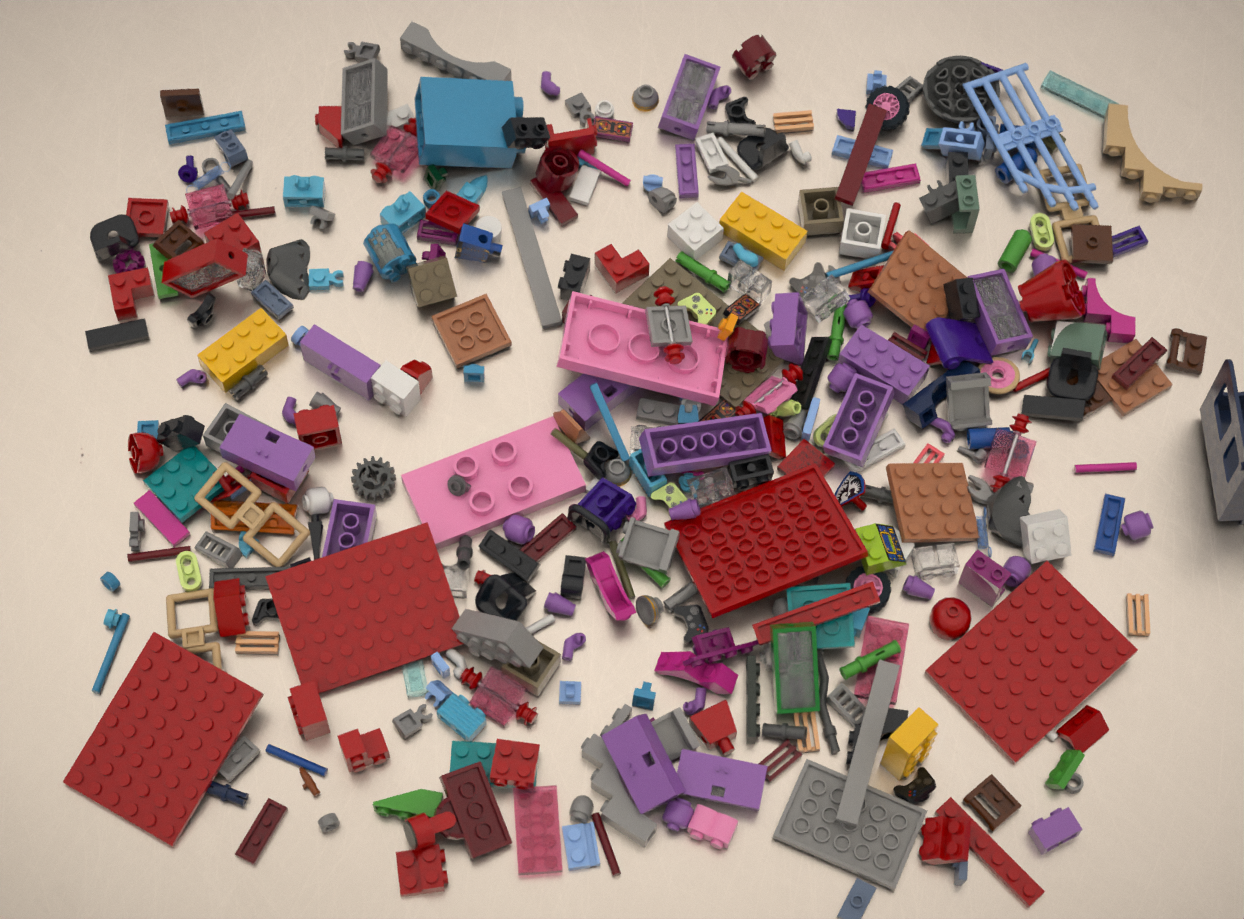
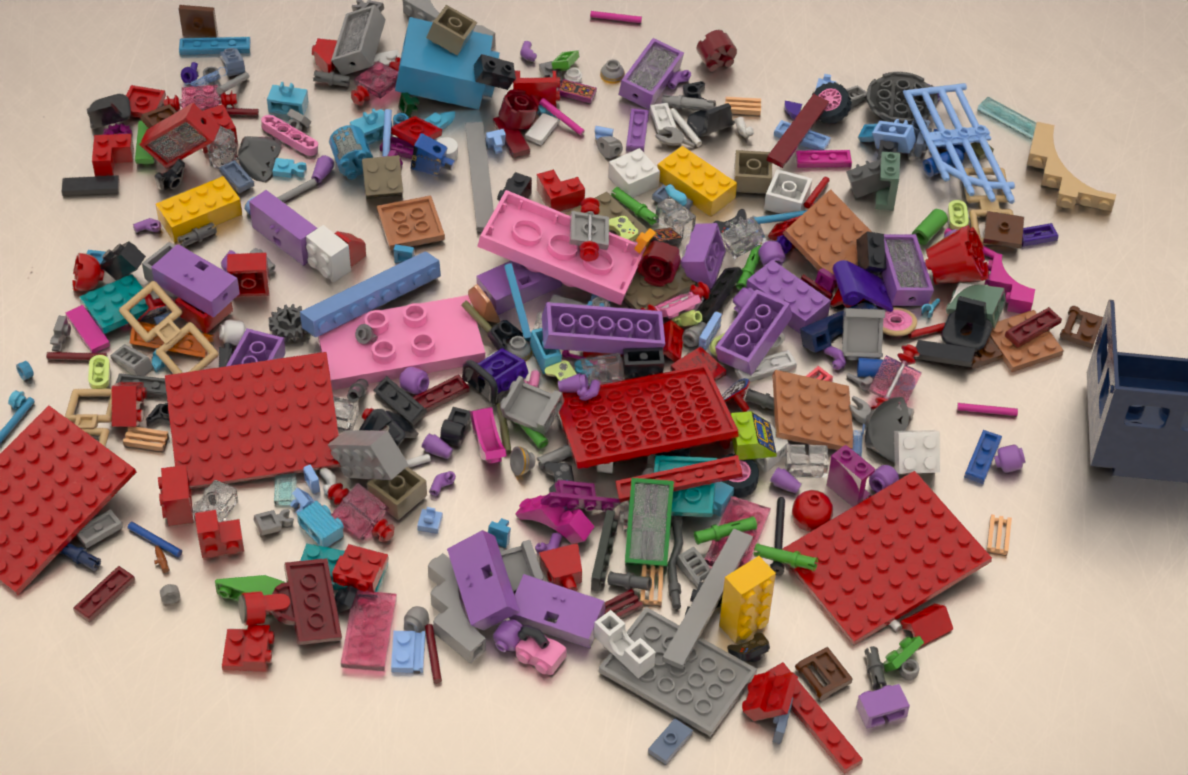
camera: 10 degrees right, 15 degrees down
(318, 233) = (274, 125): none -> bright pink beam
(338, 309) = (301, 188): none -> light grey bar
(353, 699) = (219, 498): none -> clear brick
(422, 223) = (387, 132): none -> light blue bar
(452, 433) = (370, 294): none -> medium blue brick
(471, 89) = (451, 30): none -> dark tan brick
(506, 799) = (344, 598): none -> black plate
(593, 92) = (565, 60): none -> bright green plate
(635, 21) = (618, 17): none -> dark pink bar
(704, 812) = (536, 634): none -> black arm
(706, 517) = (591, 392): none -> medium lavender arm
(805, 819) = (634, 655): none -> white arch
(926, 689) = (776, 566): none -> black bar
(933, 680) = (794, 559): none -> bright green pin
(1041, 788) = (875, 667): none -> dark grey pin

